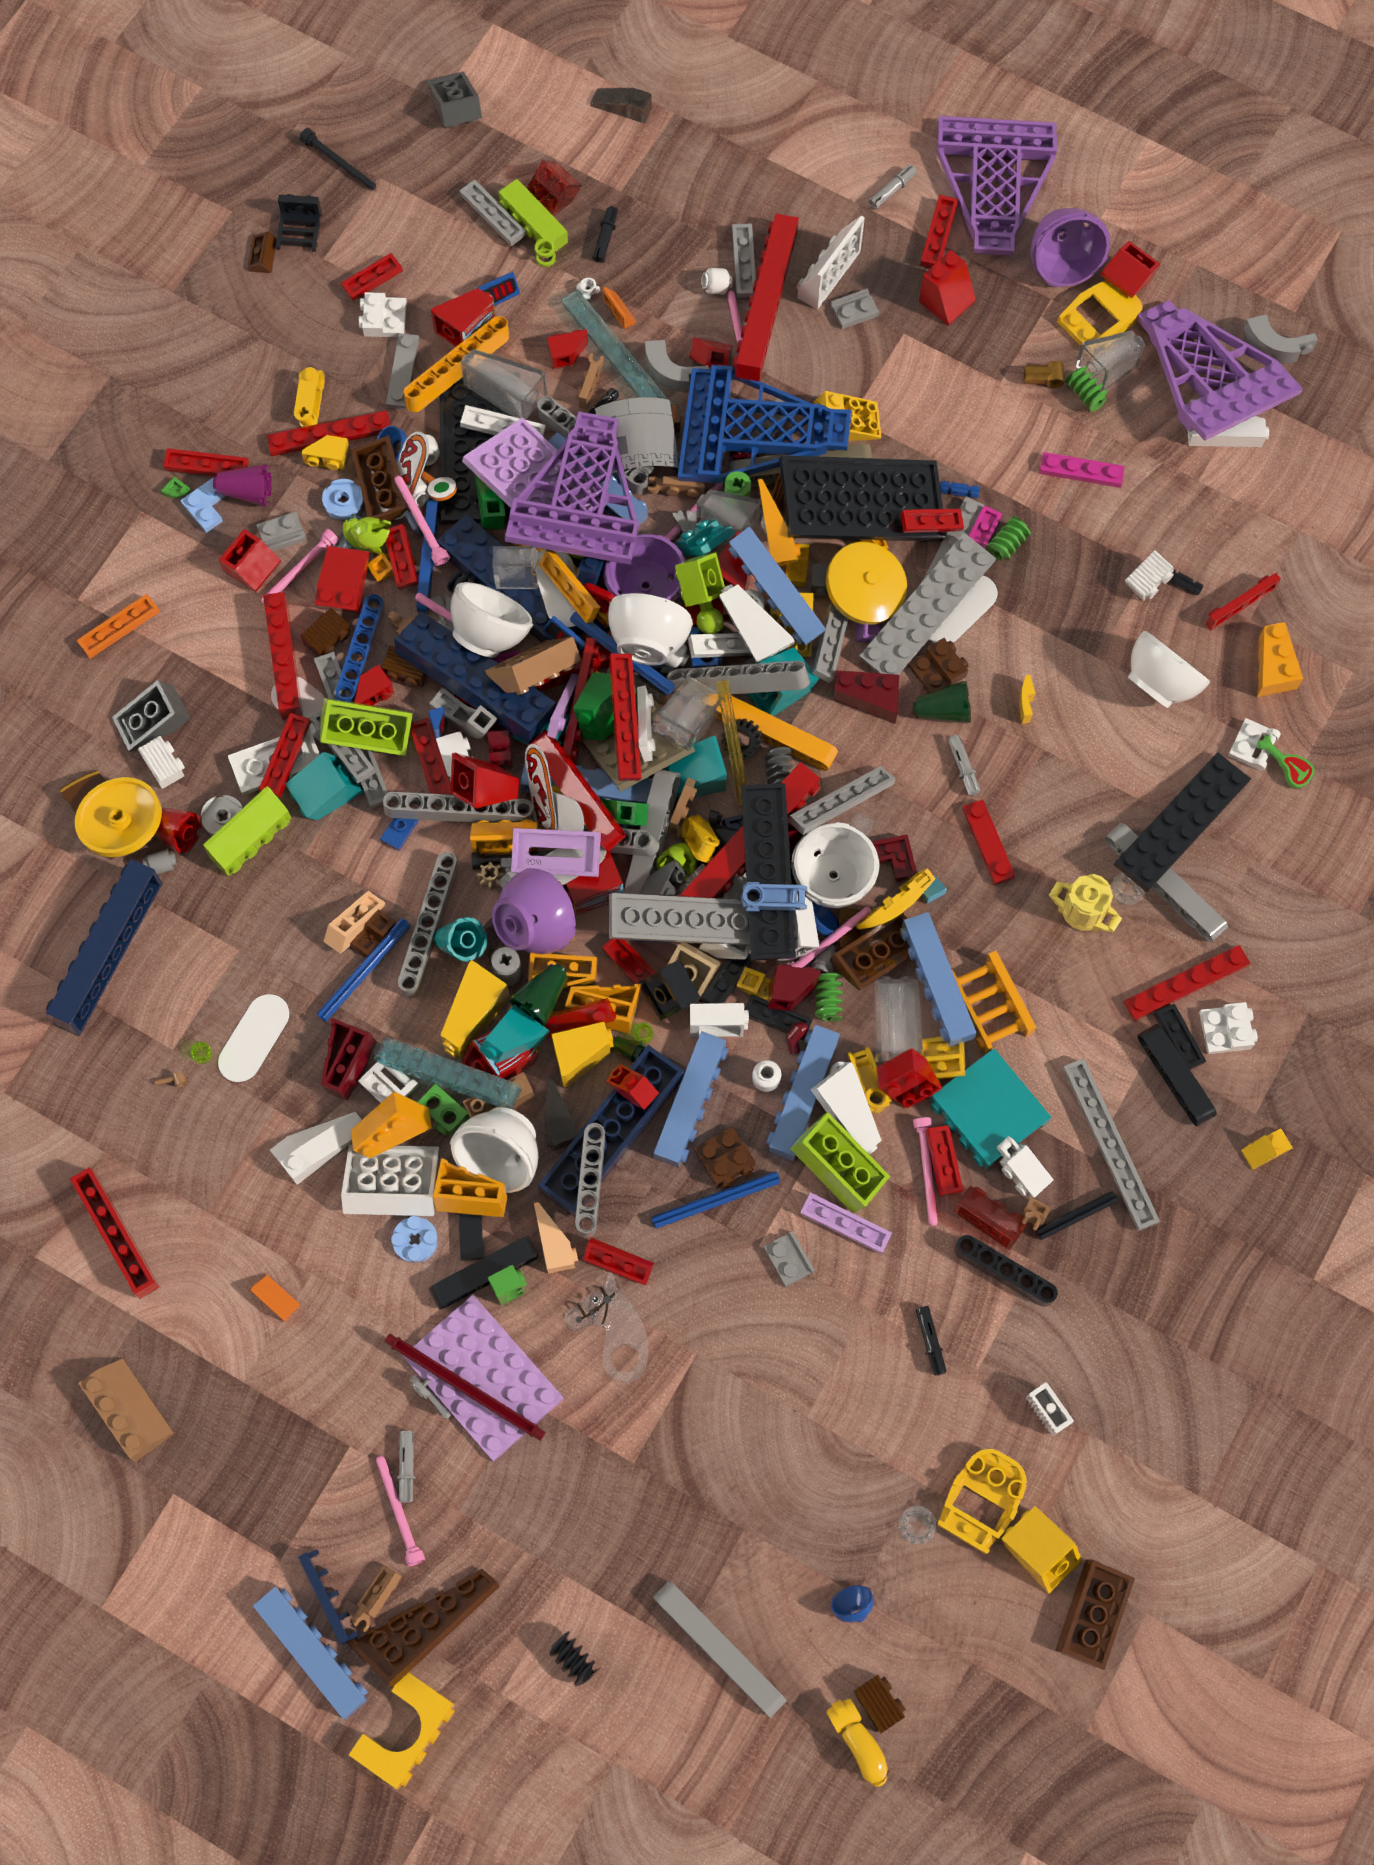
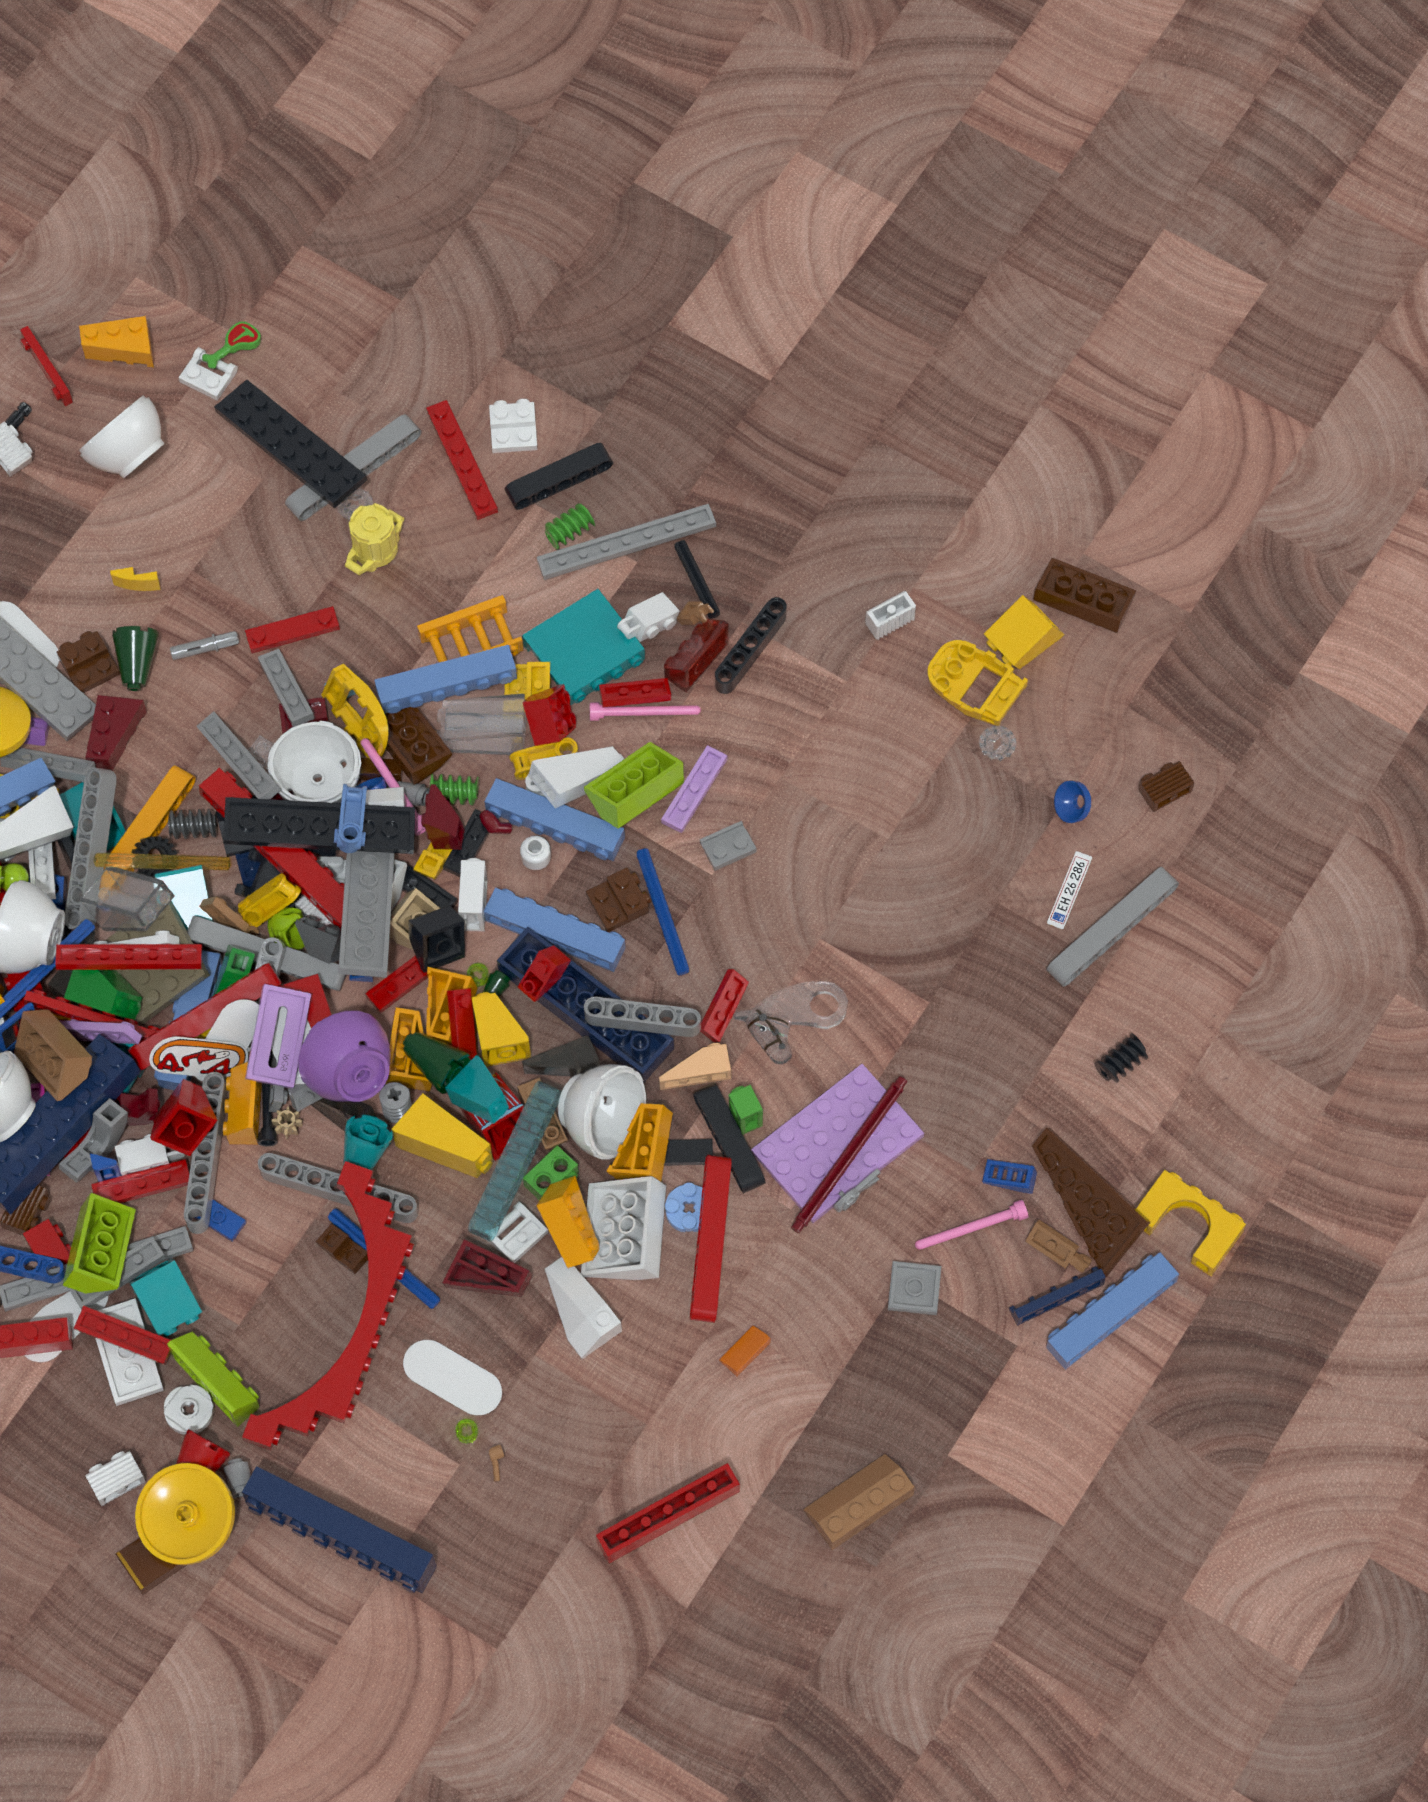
camera: 85 degrees left, 5 degrees down
(151, 715) = (56, 1492): dark grey slope -> none
(335, 1456) = (914, 1288): none -> light grey plate
(352, 921) = (329, 1267): light nougat slope -> none
(354, 966) = (336, 1389): none -> red arch
(379, 1258) = (710, 1239): none -> red beam
(406, 1459) = (930, 1217): light grey axle -> none
(449, 1568) = (1021, 1169): none -> blue slope
(761, 1603) = (1069, 890): none -> white sticker
(861, 1743) = (1207, 797): yellow piece -> none
(922, 838) = (286, 688): none -> light grey plate
(931, 1341) = (817, 718): black axle -> none
(1120, 1086) = (567, 525): none -> bright green piece
(1179, 1034) = (502, 475): black tile -> none
(1266, 1149) = (639, 405): yellow slope -> none

